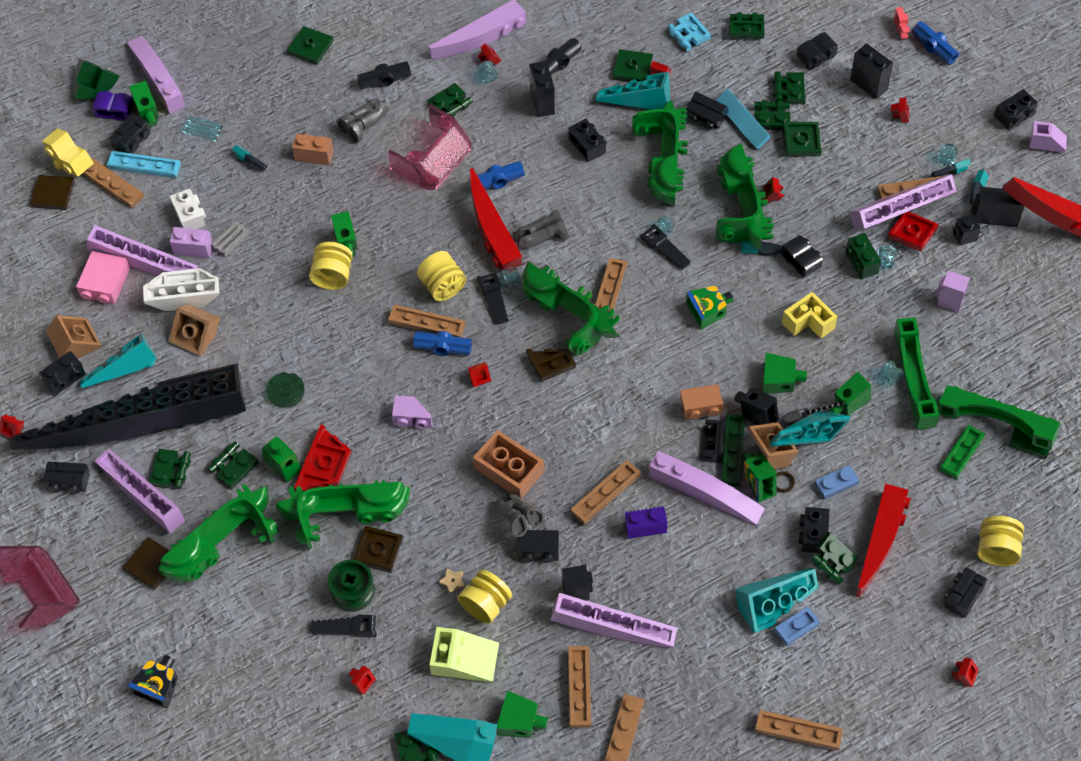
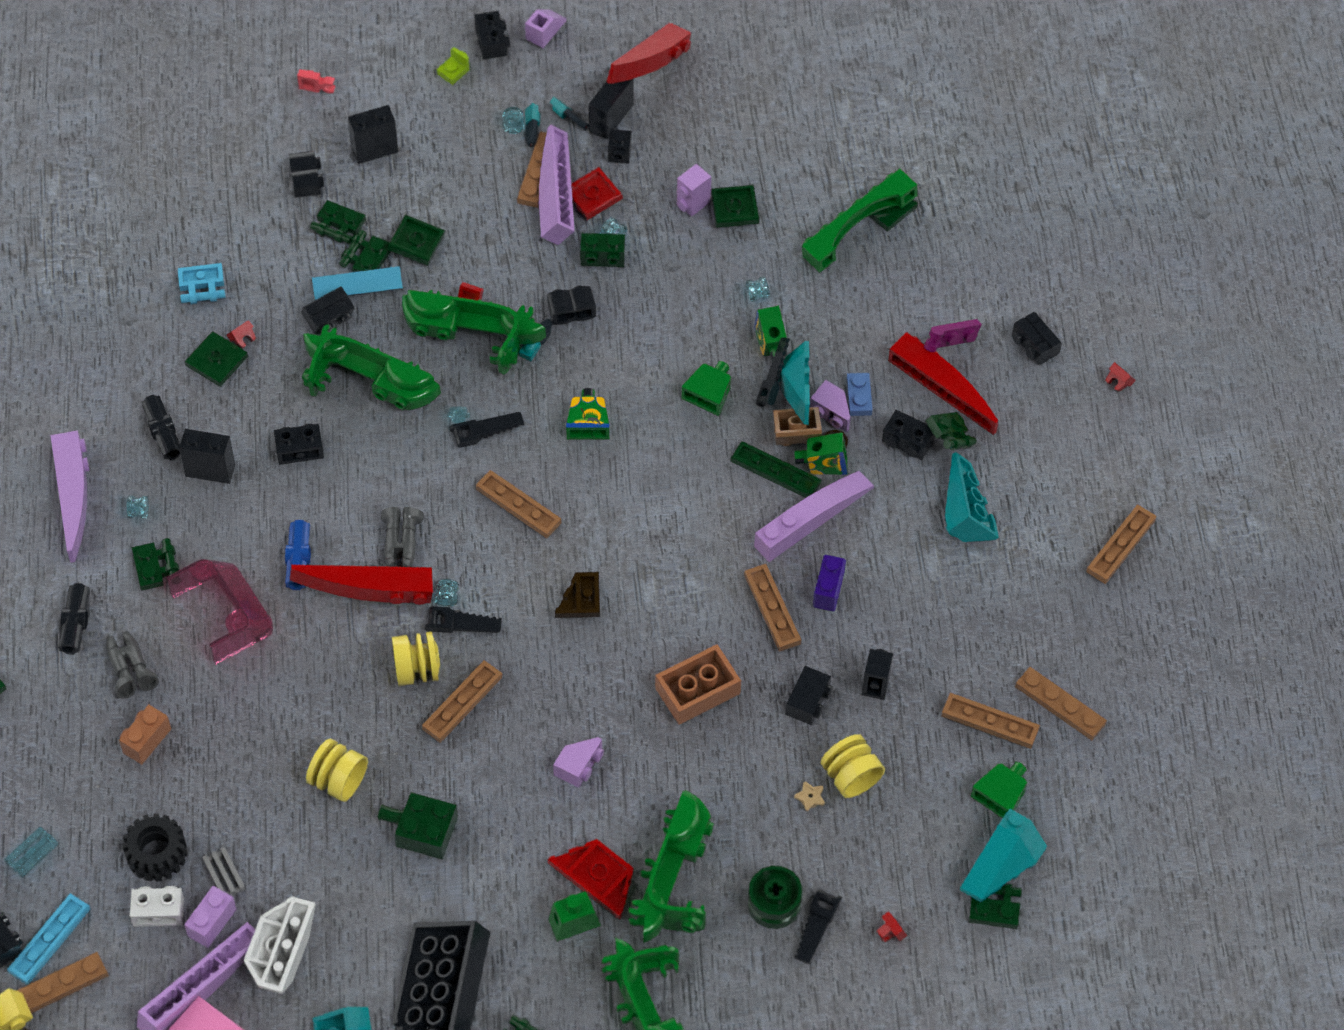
camera: 70 degrees left, 0 degrees up
(193, 329) = (340, 955): medium nougat slope -> none
(229, 178) = (150, 830): none -> black tyre
(236, 469) = (558, 970): dark green plate -> none
(245, 155) = (104, 818): piece -> none
(285, 389) = (475, 884): clear green tile -> none
(314, 336) = (423, 824): none -> dark green brick
(344, 230) = (295, 741): green torso -> none
(378, 548) = (735, 858): dark brown tile -> none
(442, 343) = (500, 695): blue piece -> none
(463, 655) = (908, 818): yellowish green slope -> none
(479, 374) = (561, 673): red tile -> none
(489, 53) = (109, 495): red tile -> none
(518, 523) = (750, 705): dark grey piece -> none
(551, 293) = (498, 558): green piece -> none
(611, 622) = (931, 661): lavender slope -> none
(646, 94) = (265, 360): teal wedge -> none
(701, 402) = (709, 472): nougat brick -> none
(712, 441) = (759, 482): black hinge -> none
(747, 25) = (232, 227): dark green plate -> none
(758, 406) = (743, 422): black torso -> none
(797, 626) = (1008, 497): medium blue plate -> none
(809, 312) = (654, 325): light yellow brick -> none
(813, 464) = (832, 405): none -> lavender slope
(901, 110) = (432, 134): red tile -> none
(922, 402) = (810, 278): green arch -> none
(926, 524) = (952, 334): none -> magenta plate
(935, 42) = (360, 63): blue piece -> none
(961, 328) = (735, 206): none -> dark green plate
(962, 452) = (876, 272): green tile -> none
(972, 100) = (454, 67): none -> lime bracket
(1000, 541) = (999, 281): light yellow wheel -> none

